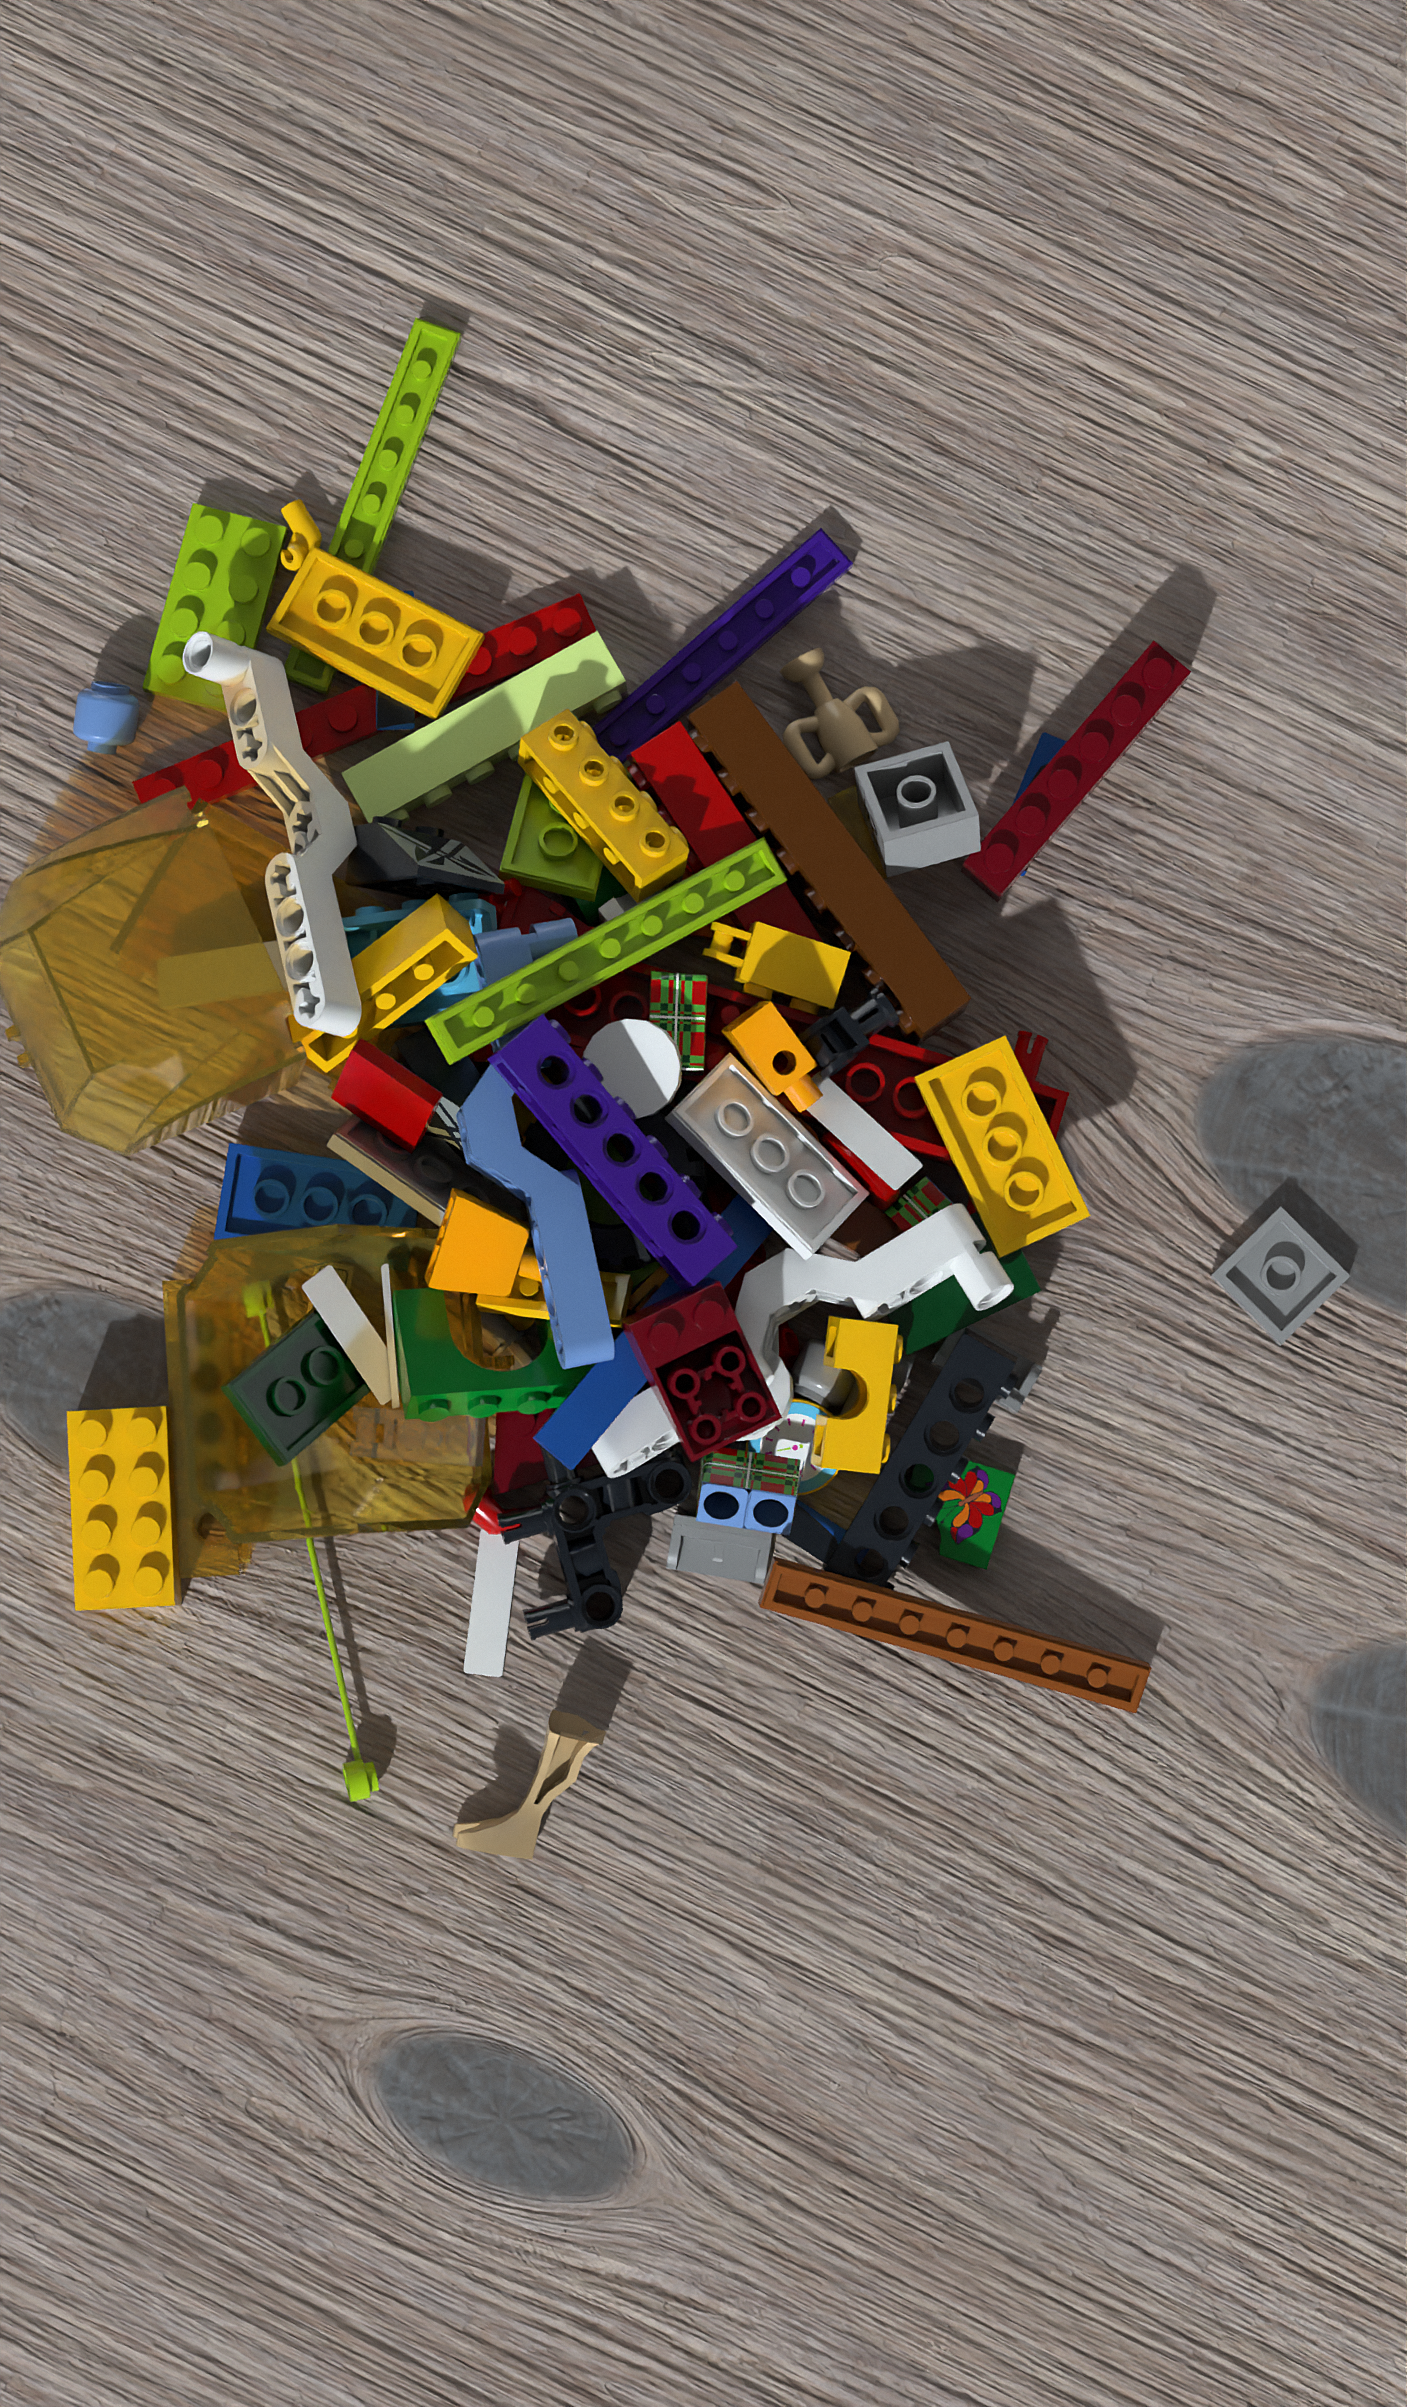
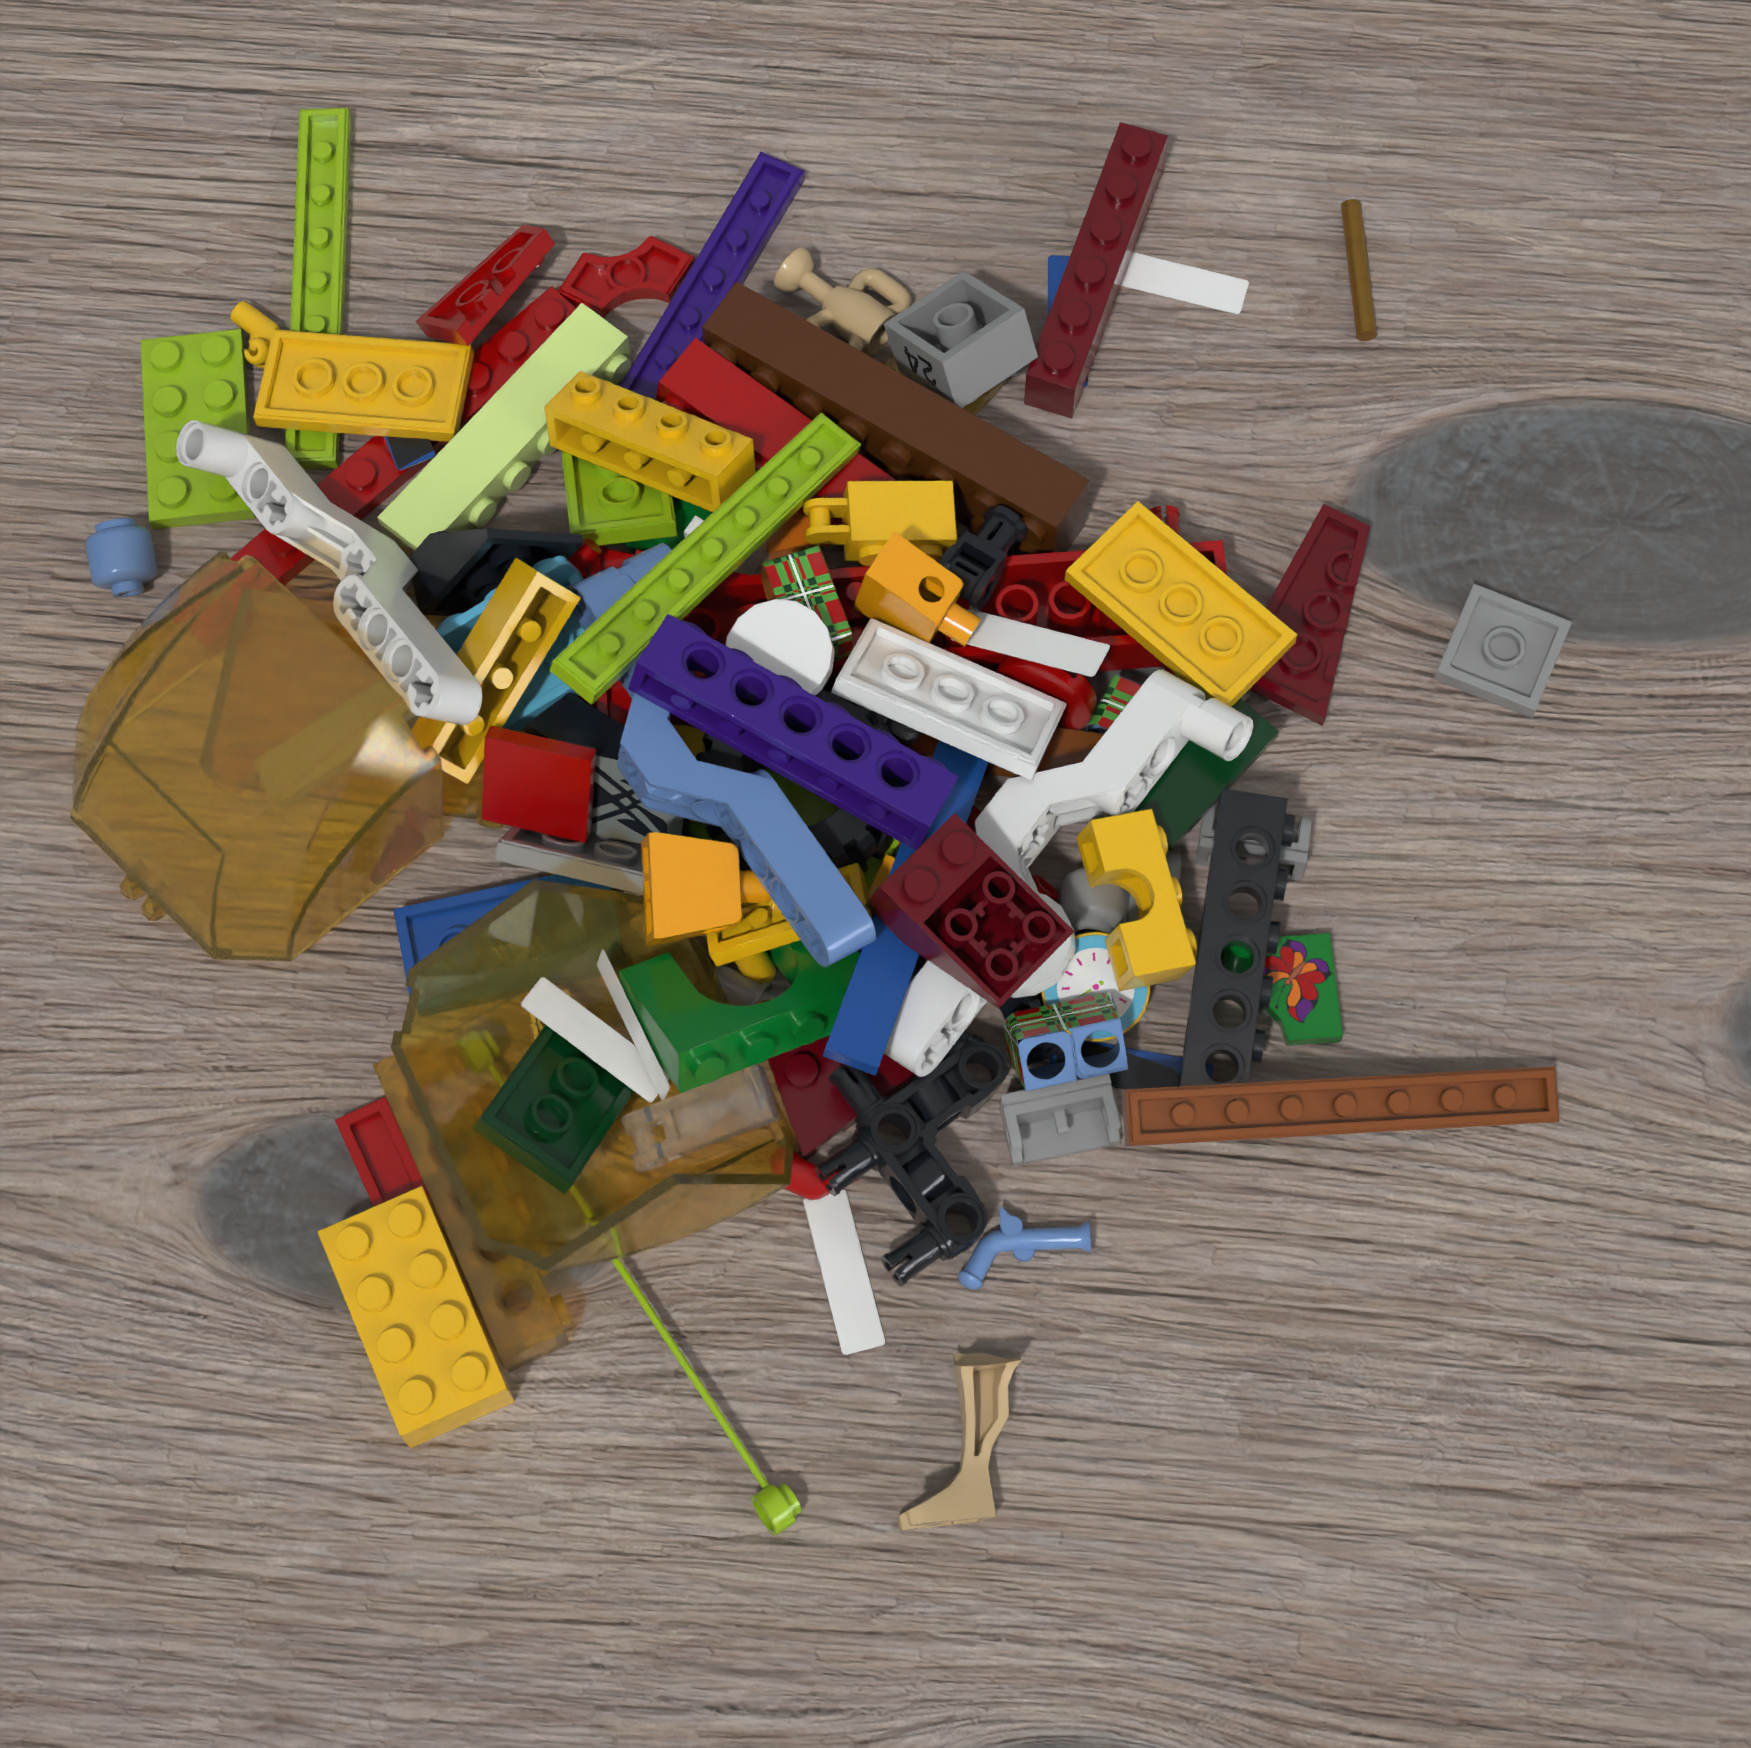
camera: 20 degrees left, 15 degrees down
(143, 1356) = (380, 1152): none -> red tile
(517, 577) = (482, 292): none -> red wing
(629, 605) = (645, 273): none -> red tile
(646, 1638) = (1022, 1243): none -> medium blue piece
(1128, 1175) = (1316, 605): none -> dark red wing
(1155, 808) = (1185, 283): none -> white sticker
(1315, 859) = (1358, 270): none -> pearl gold bar

